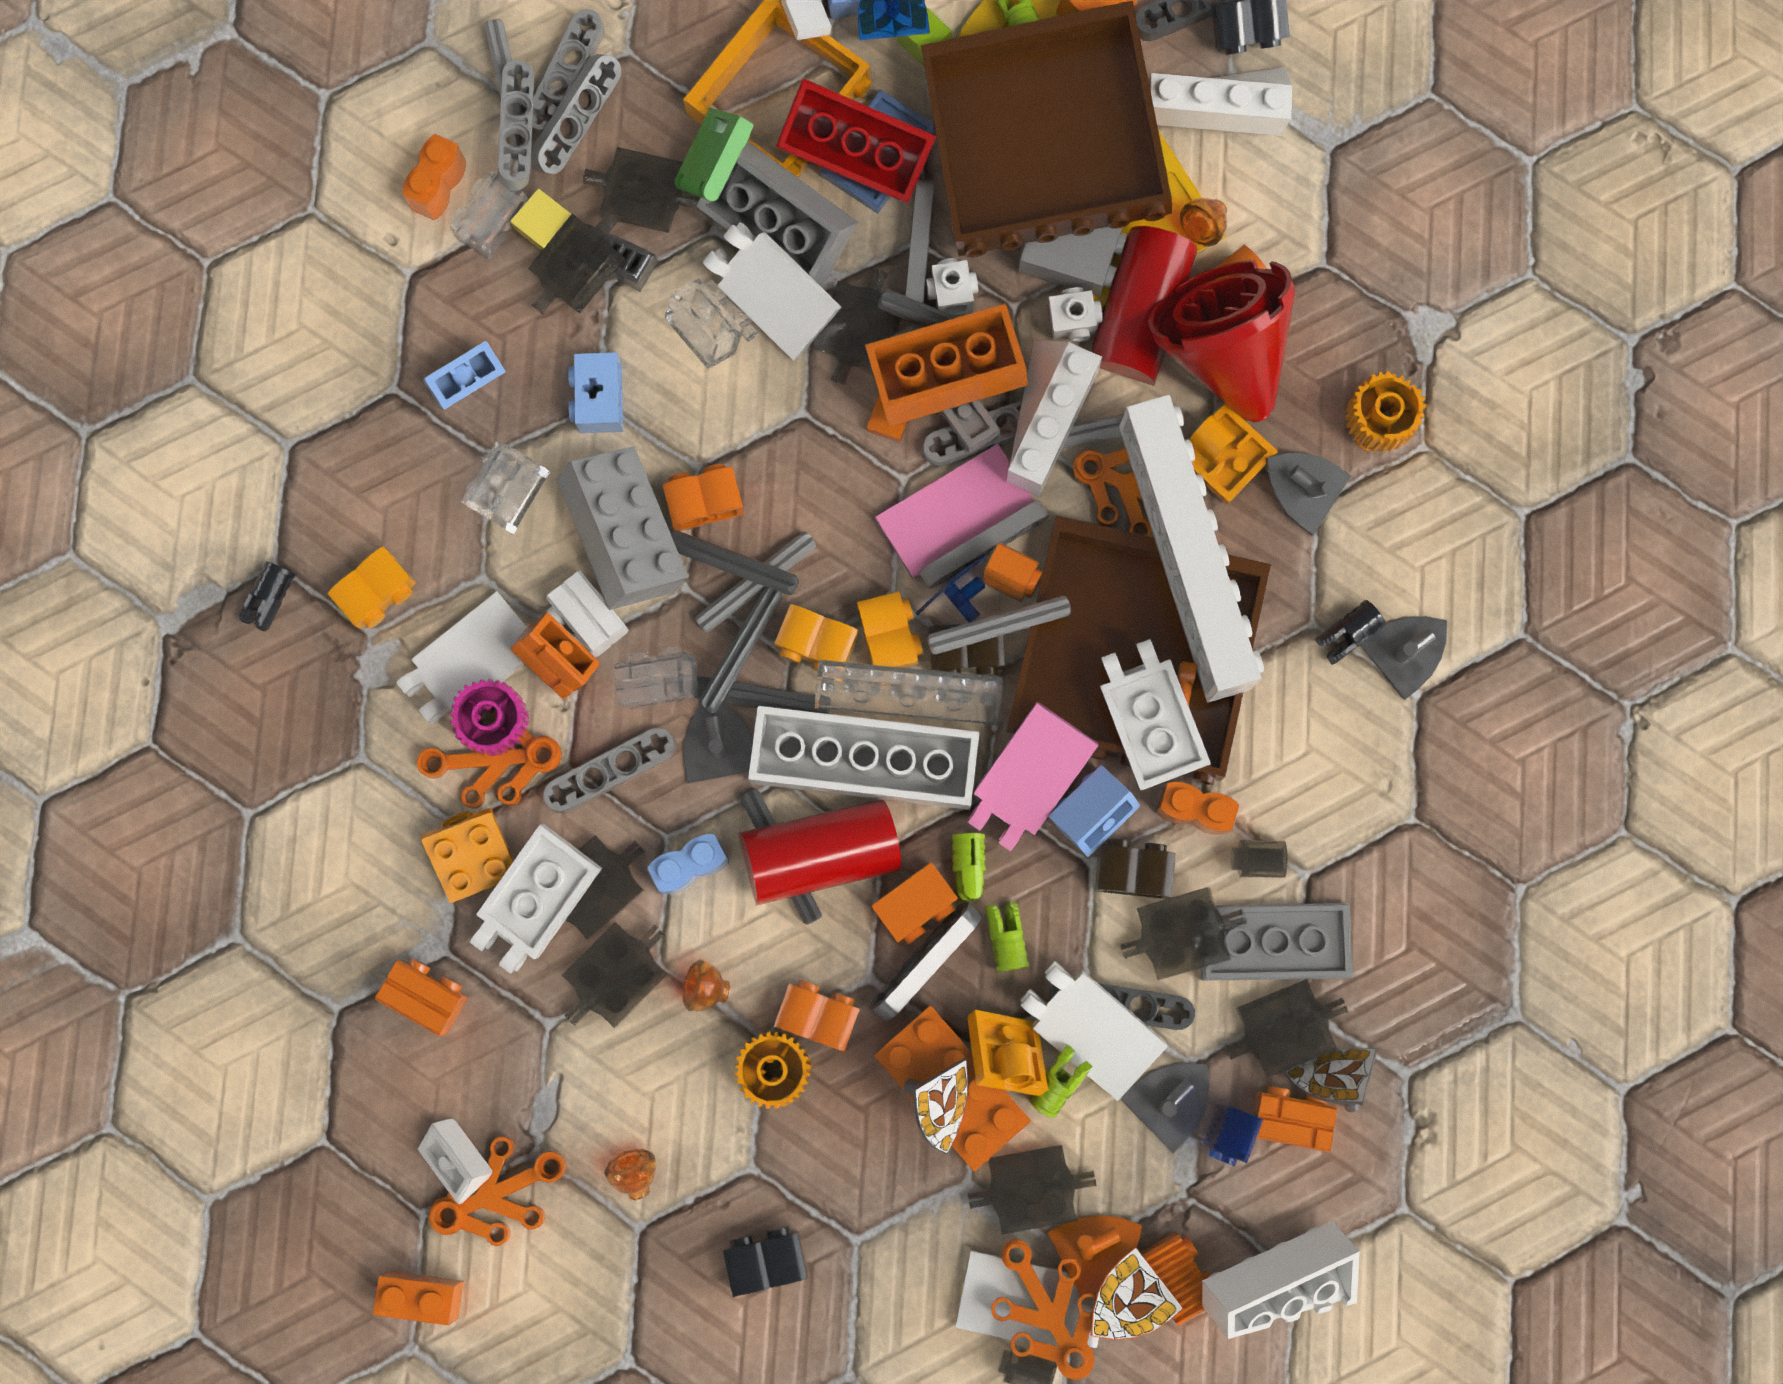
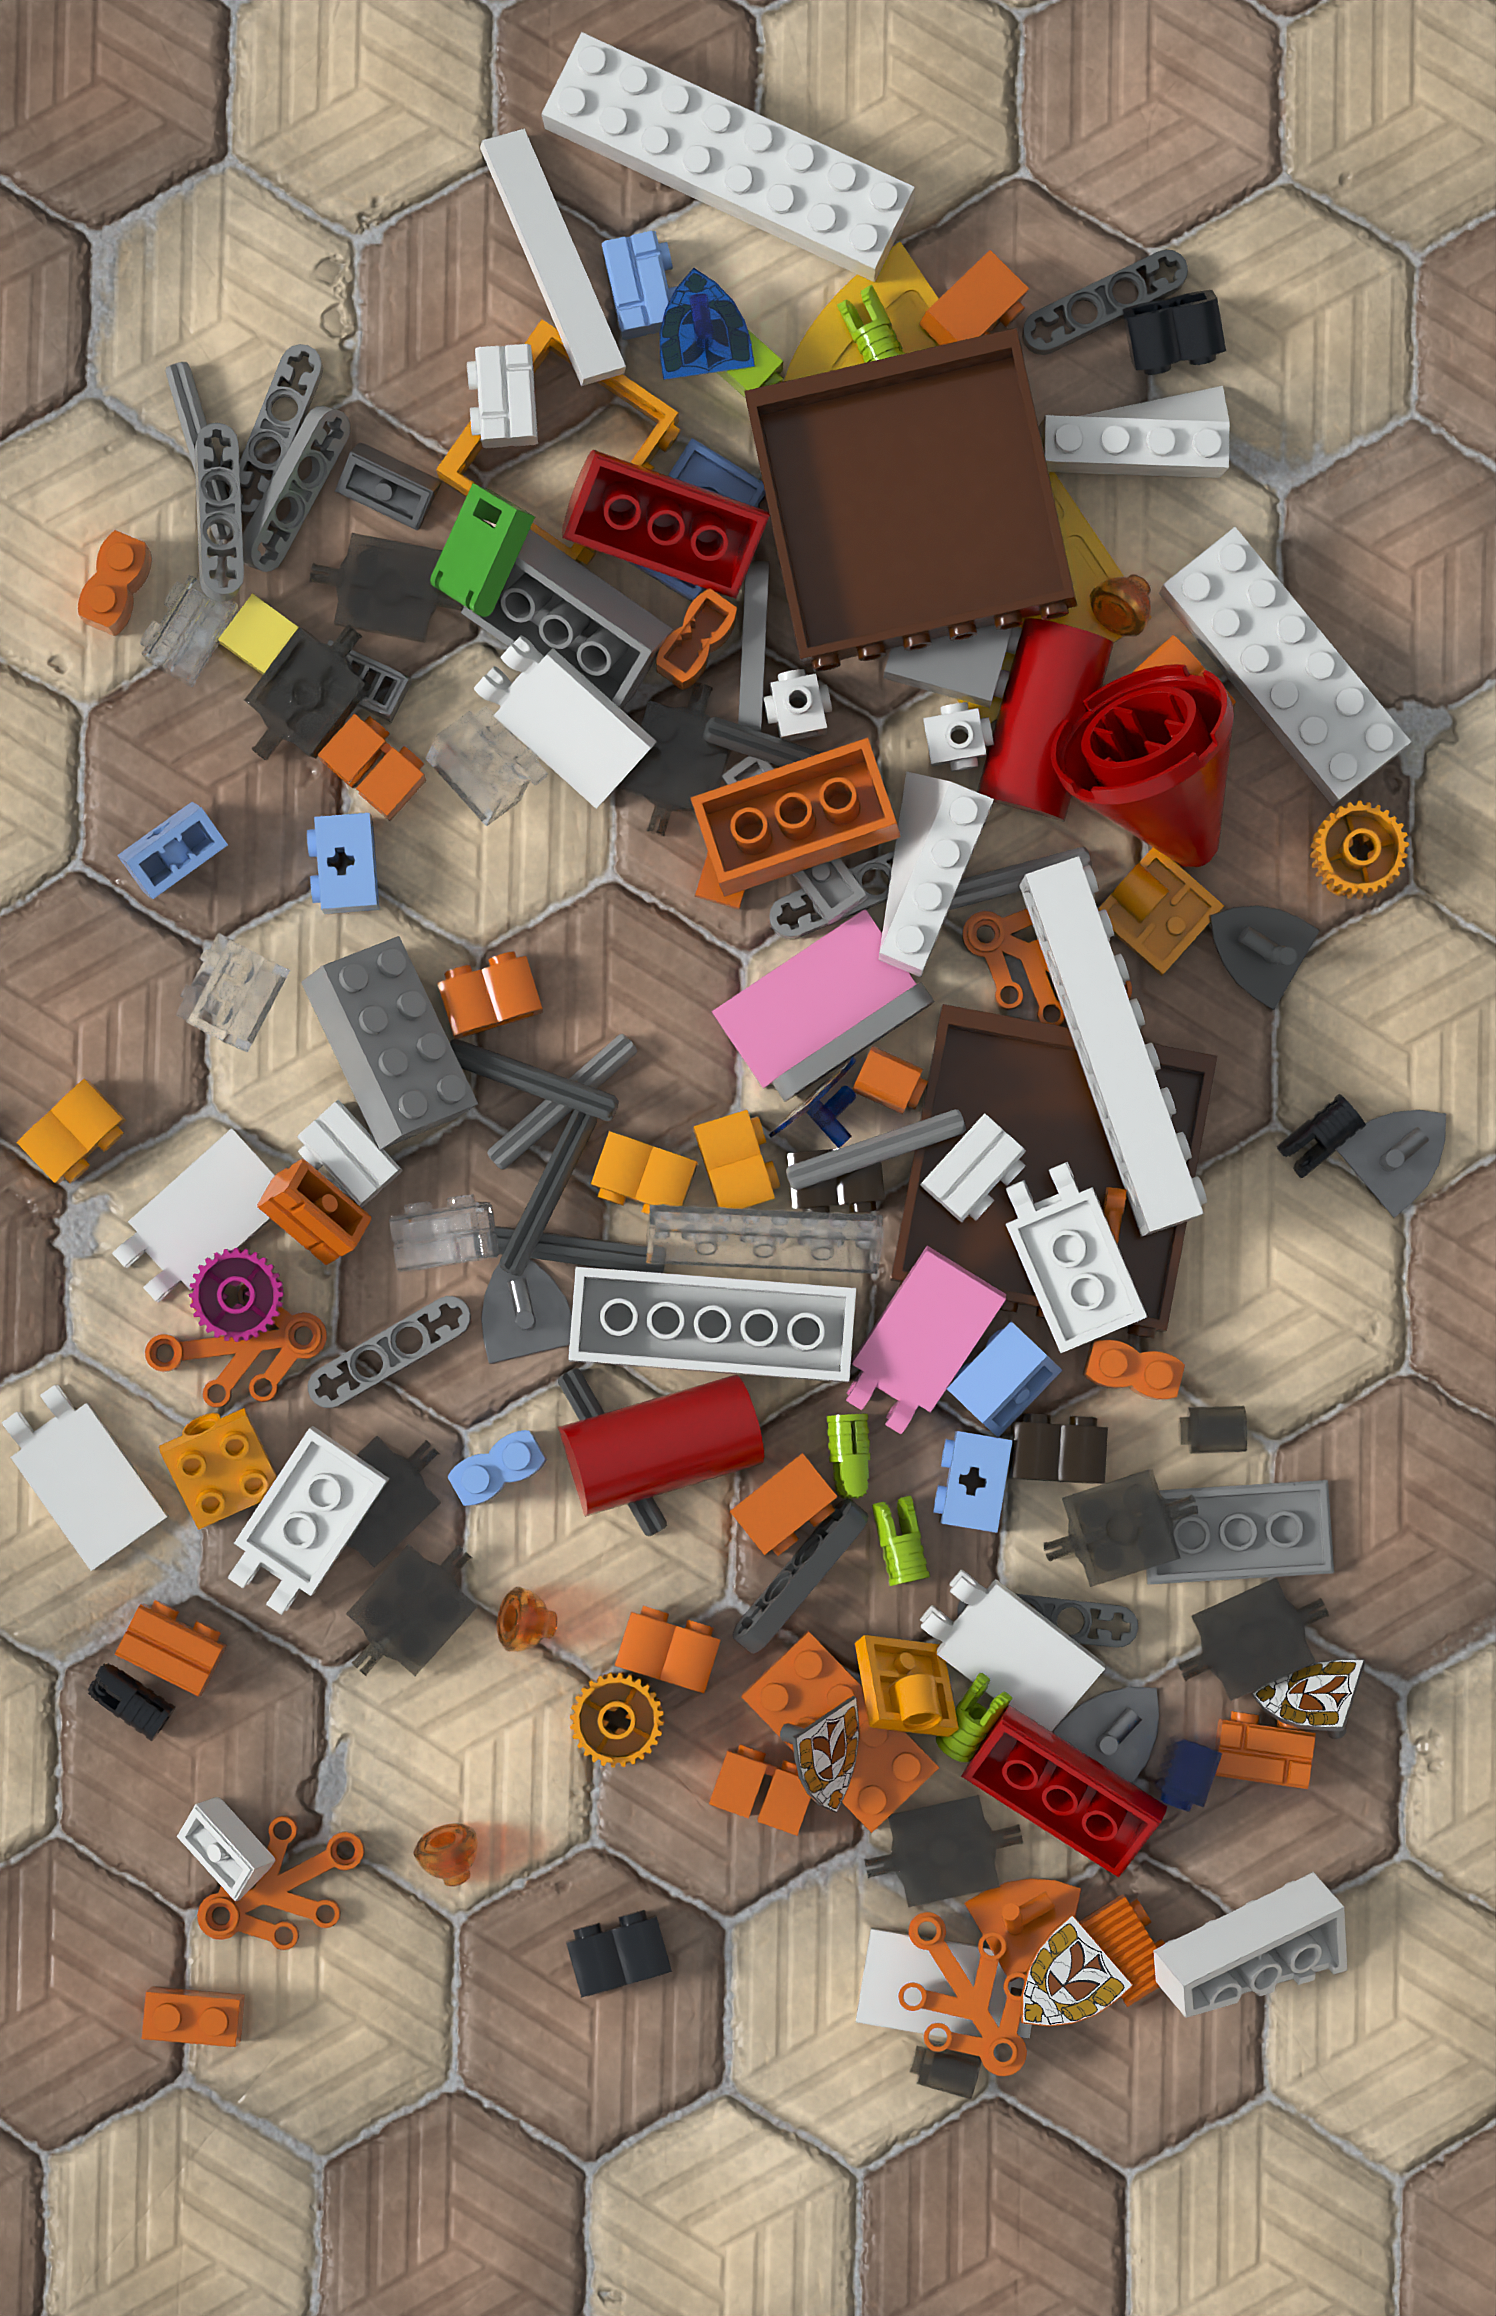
camera: 10 degrees left, 5 degrees up
(363, 859) = (84, 1479): none -> white tile
(387, 1038) = (130, 1700): none -> black hinge
(618, 317) = (357, 749): none -> orange piece
(647, 117) = (387, 485): none -> flat silver slope
(737, 42) = (504, 396): none -> white brick
(870, 1125) = (740, 1782): none -> orange piece
(871, 237) = (704, 630): none -> orange brick
(1074, 912) = (991, 1459): none -> light blue brick
(1077, 642) = (974, 1168): none -> white brick
(1132, 1145) = (1064, 1791): none -> red brick
(1330, 272) = (1284, 666): none -> white brick

